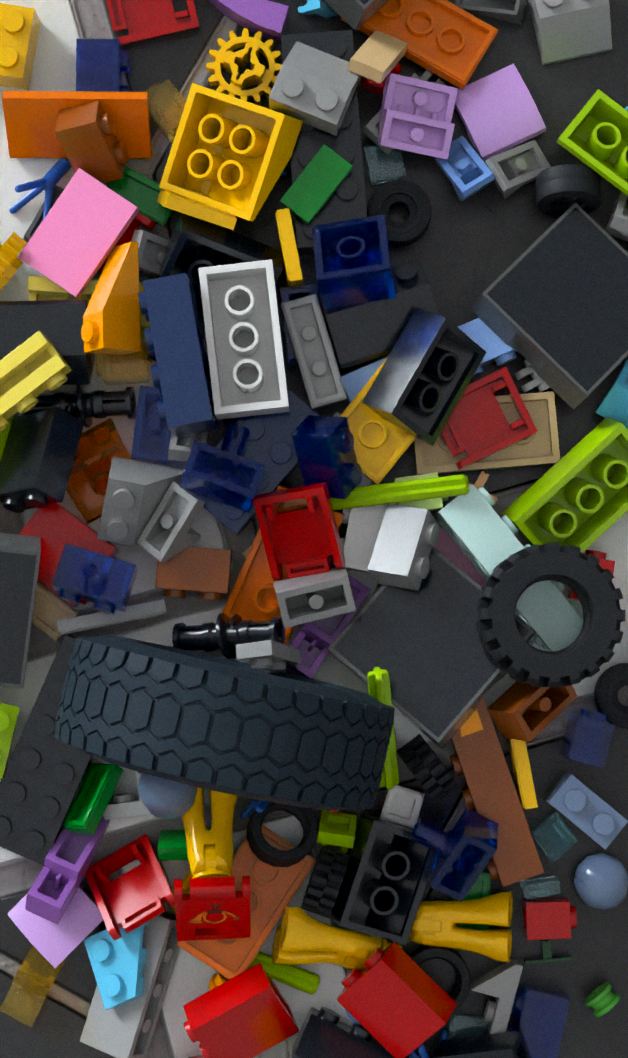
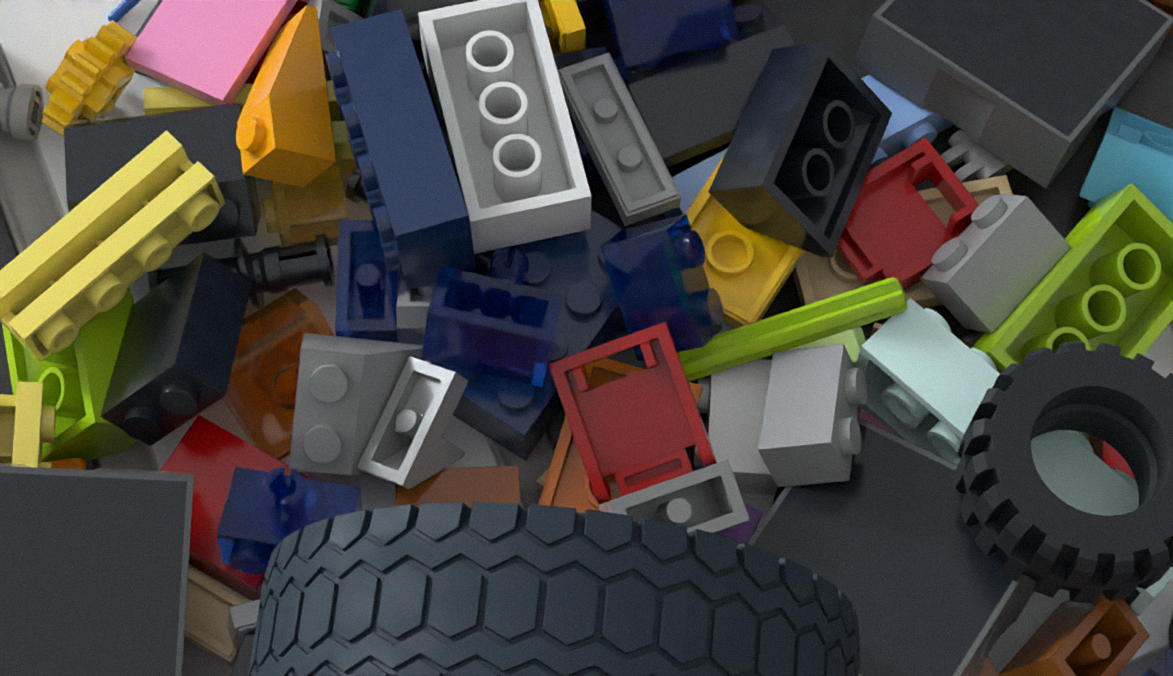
camera: 15 degrees left, 20 degrees down
(531, 458) = (994, 261): none -> light grey brick

